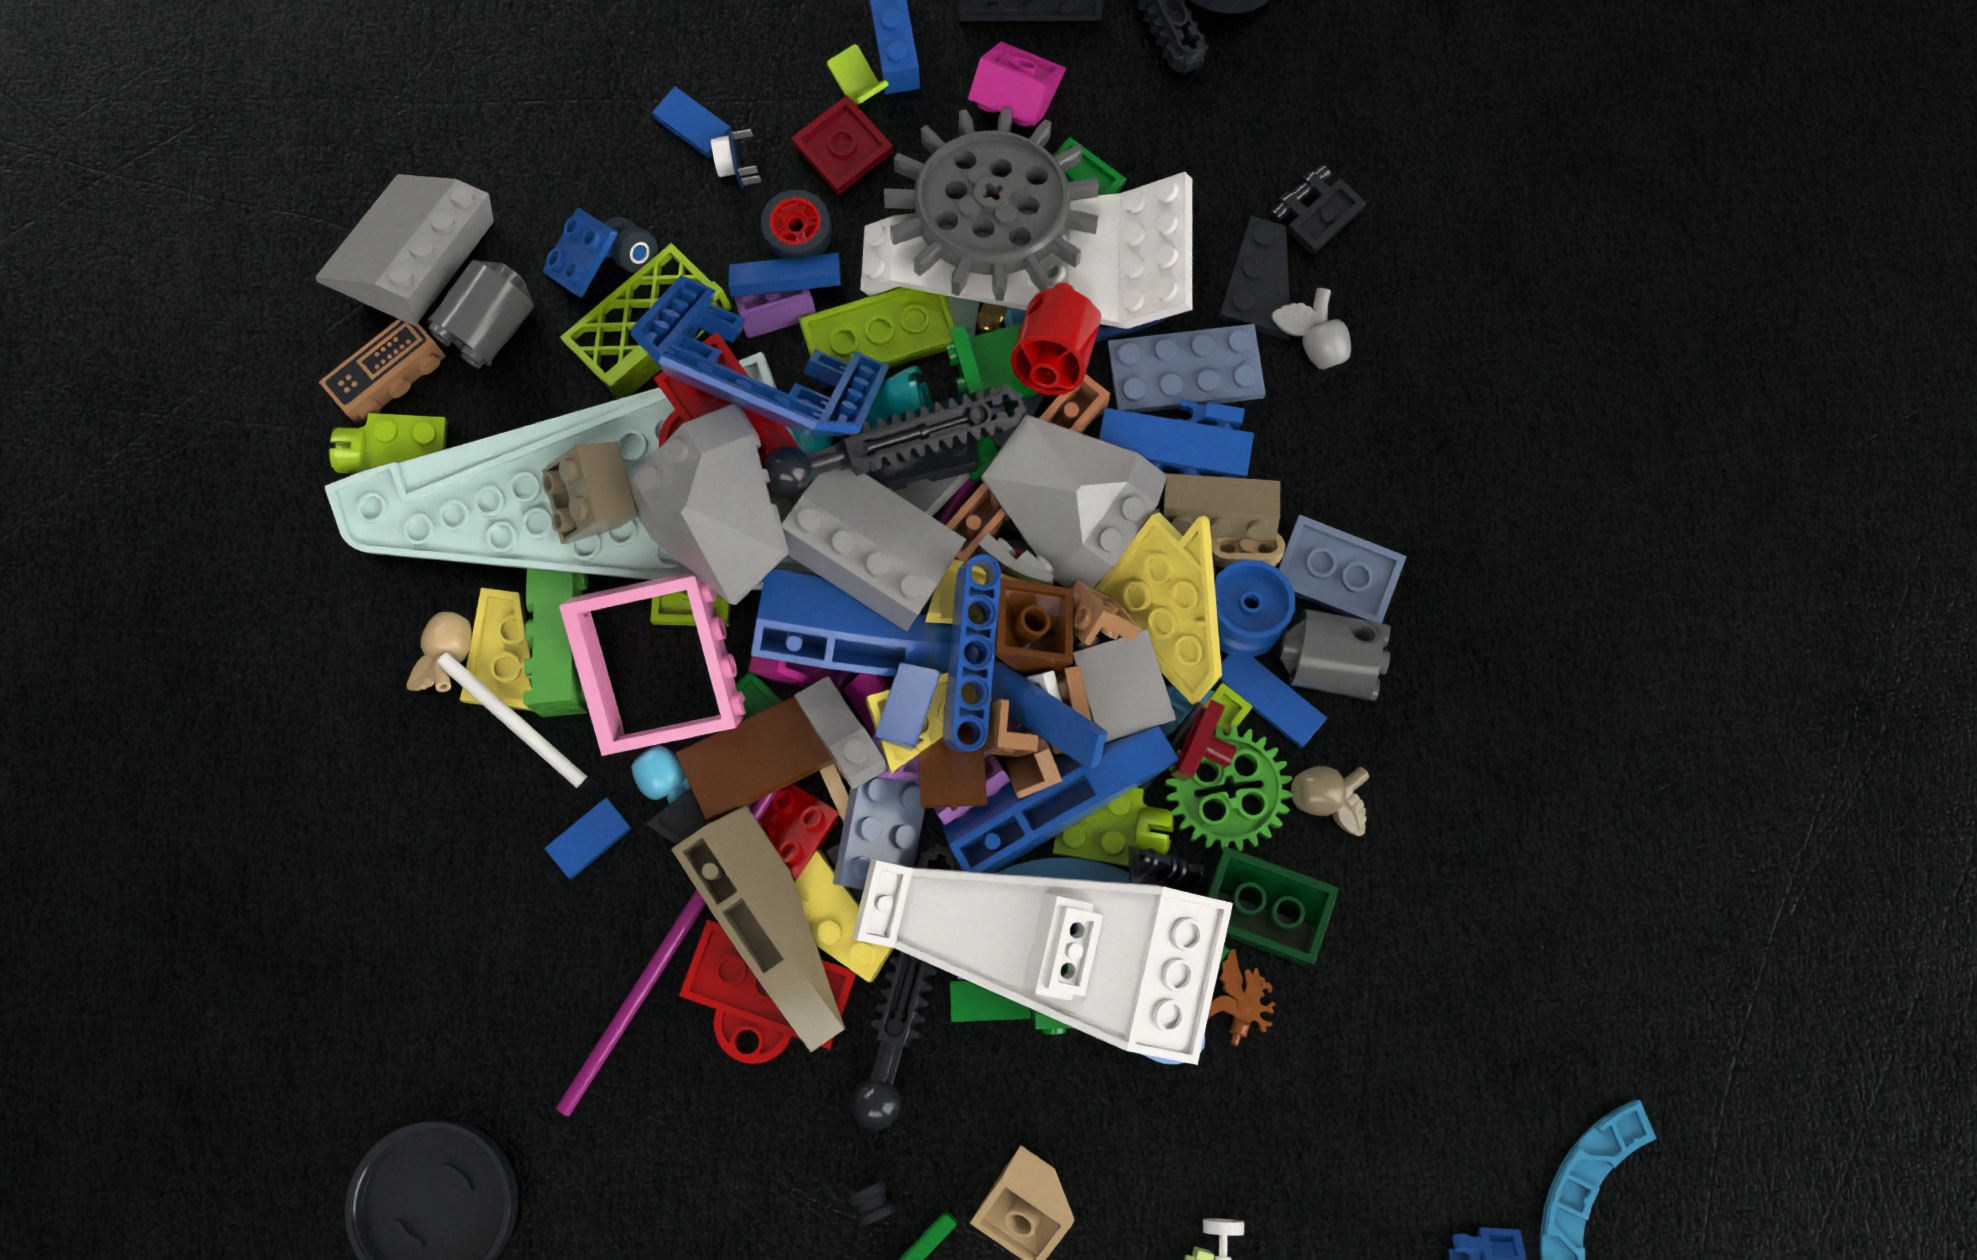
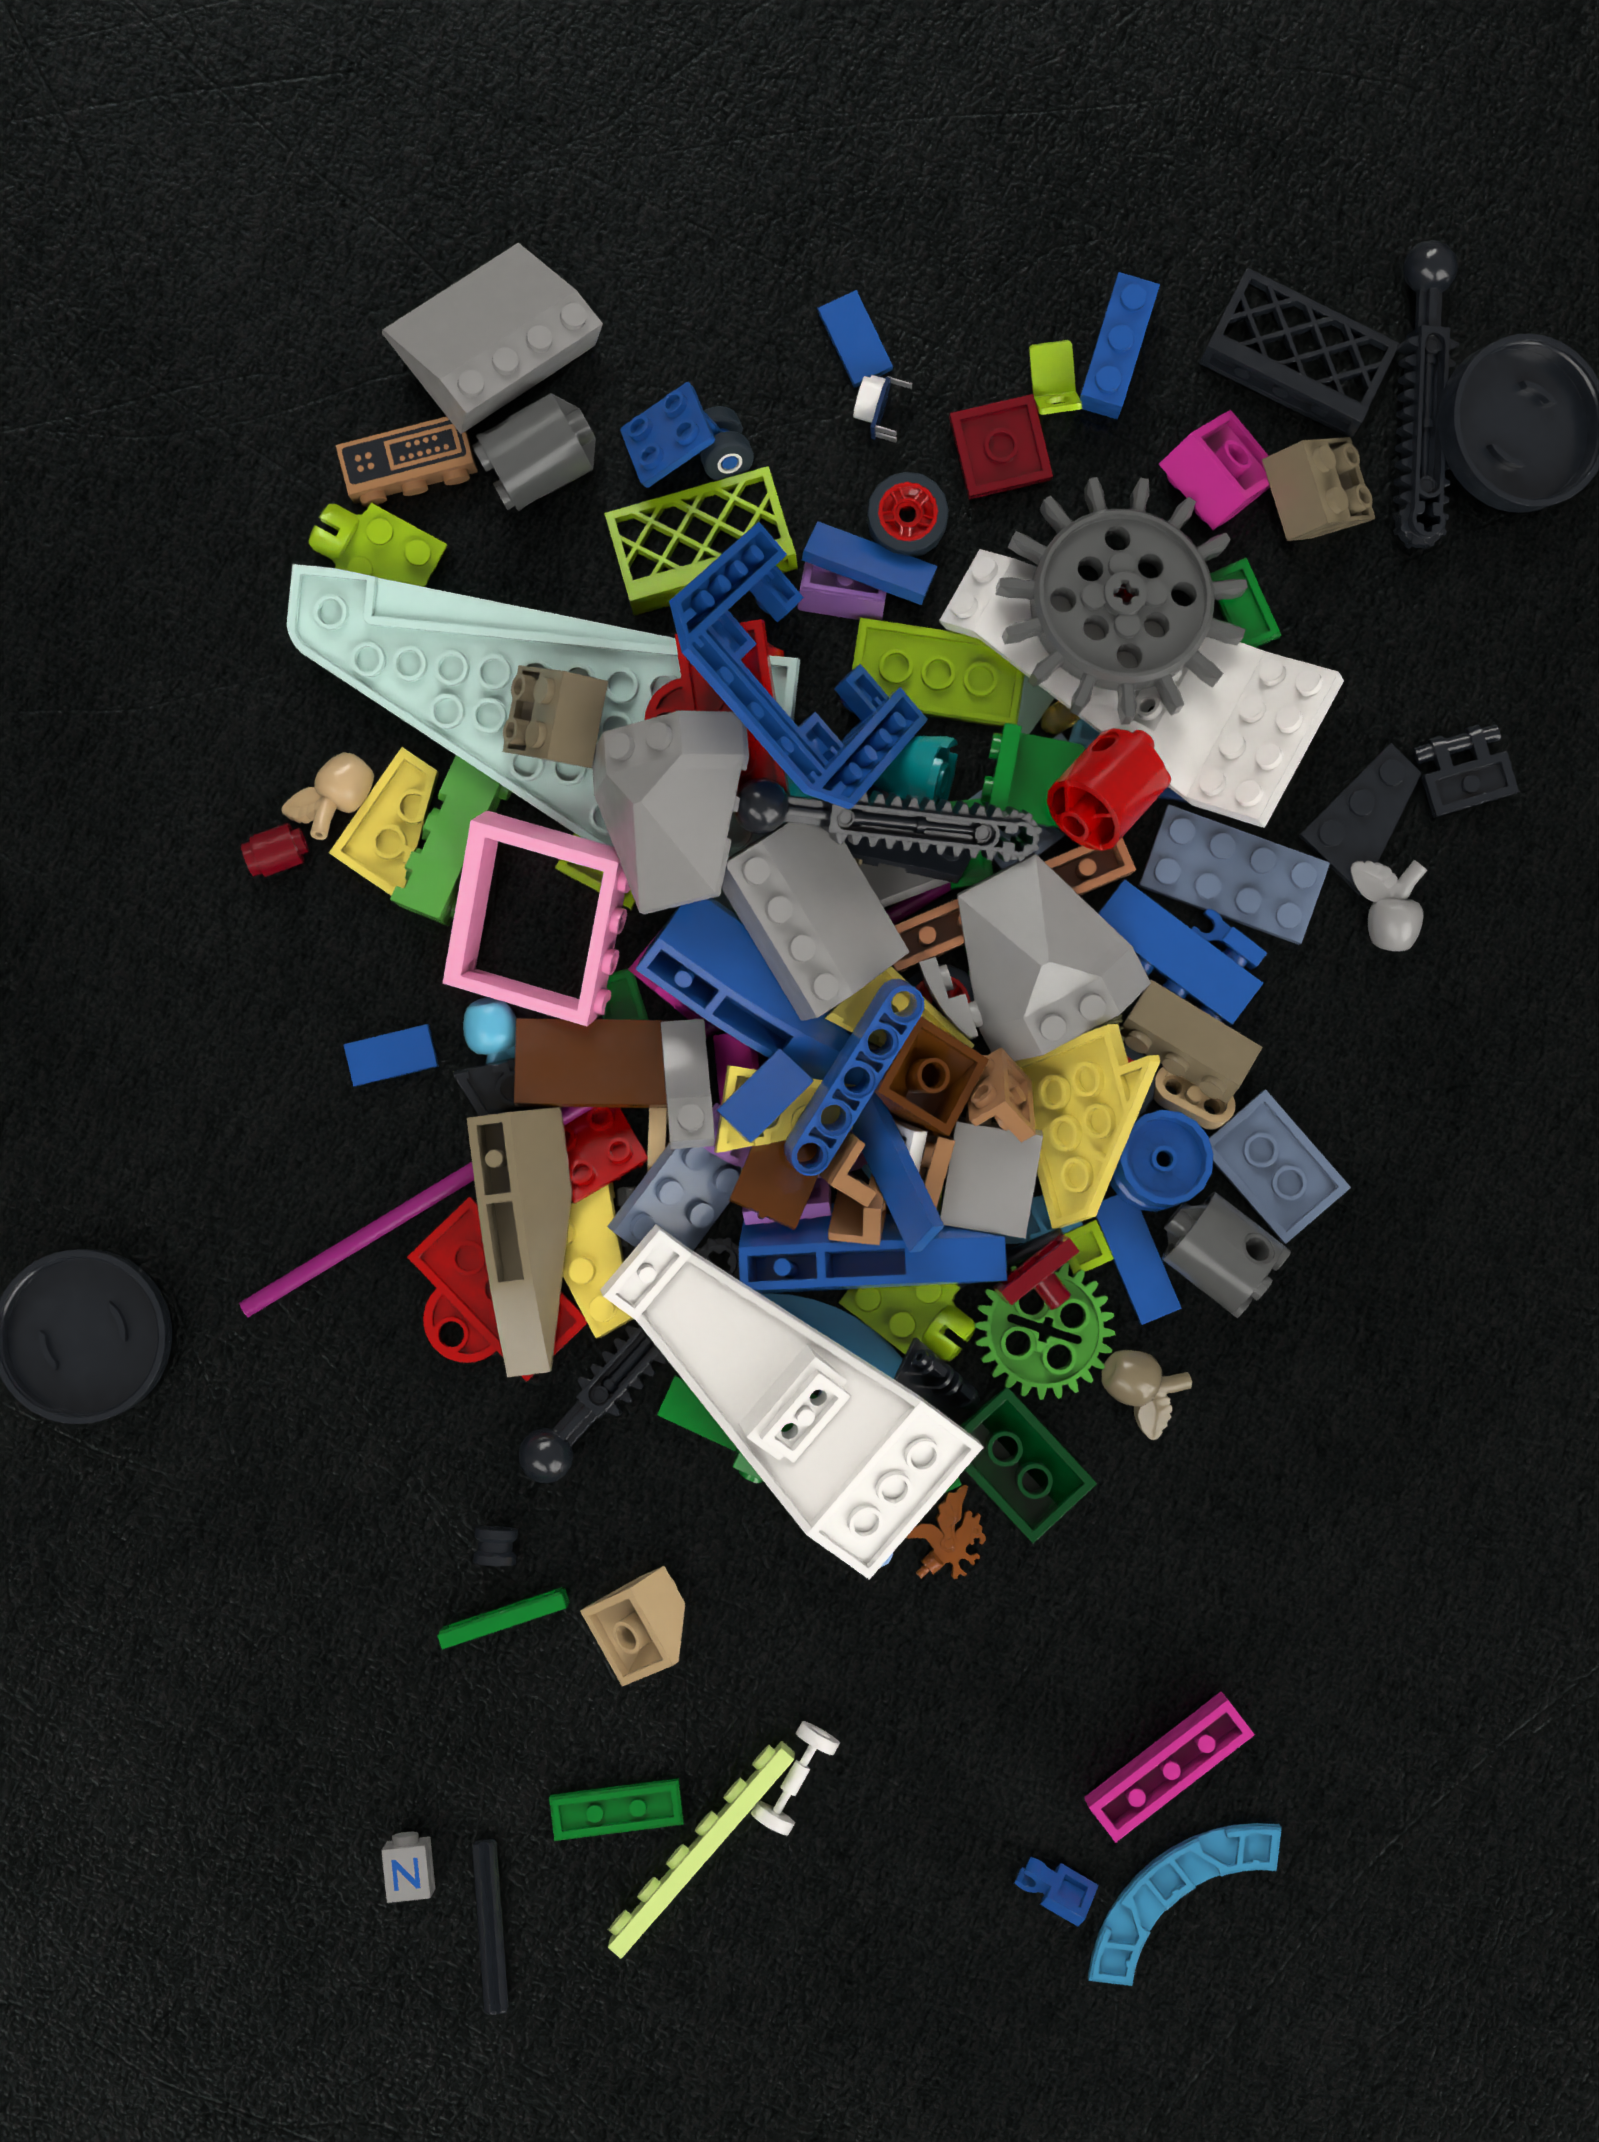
camera: 30 degrees right, 10 degrees up
(414, 720) = (274, 850): none -> dark red brick
(511, 719) = (370, 899): white axle -> none
(1096, 61) = (1318, 487): none -> dark tan slope
(1523, 1095) = (1168, 1766): none -> dark pink brick

